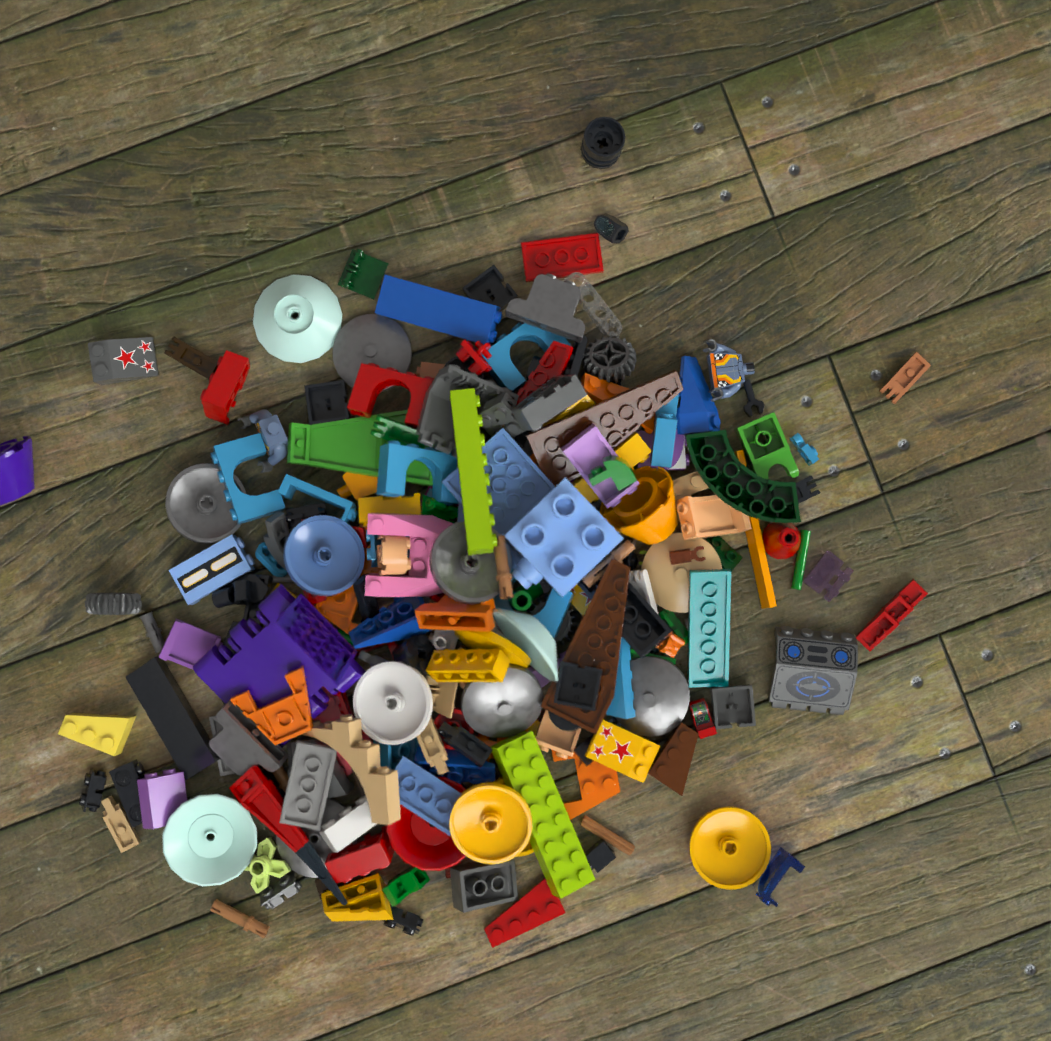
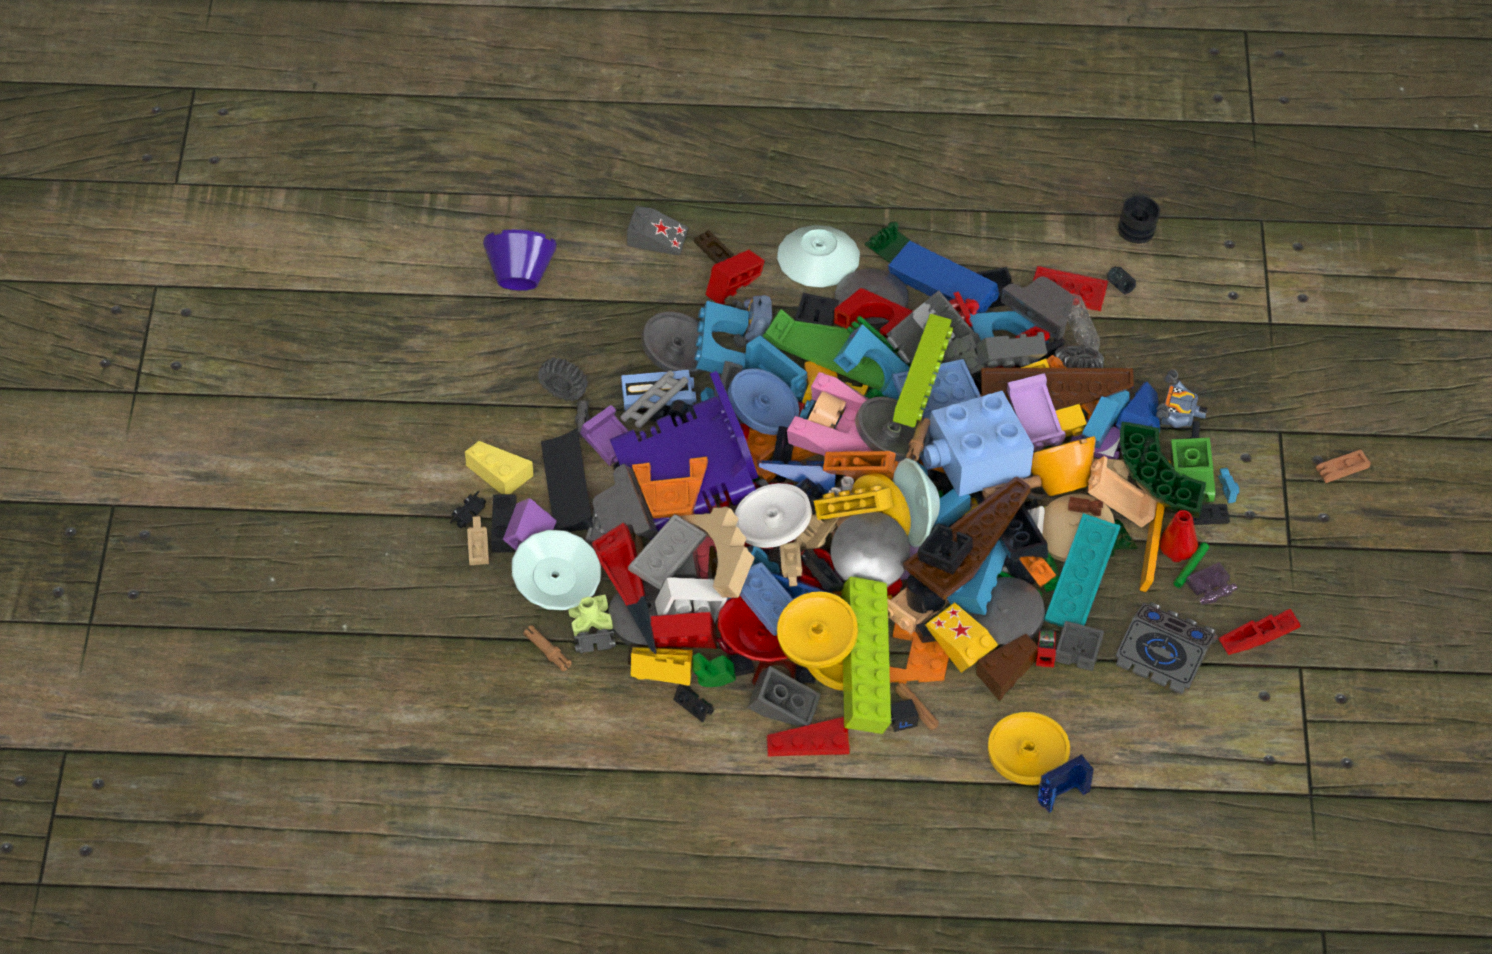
camera: 20 degrees right, 35 degrees down
(211, 579) = (654, 407): none -> light grey bar
(615, 468) = (1048, 414): brick -> none

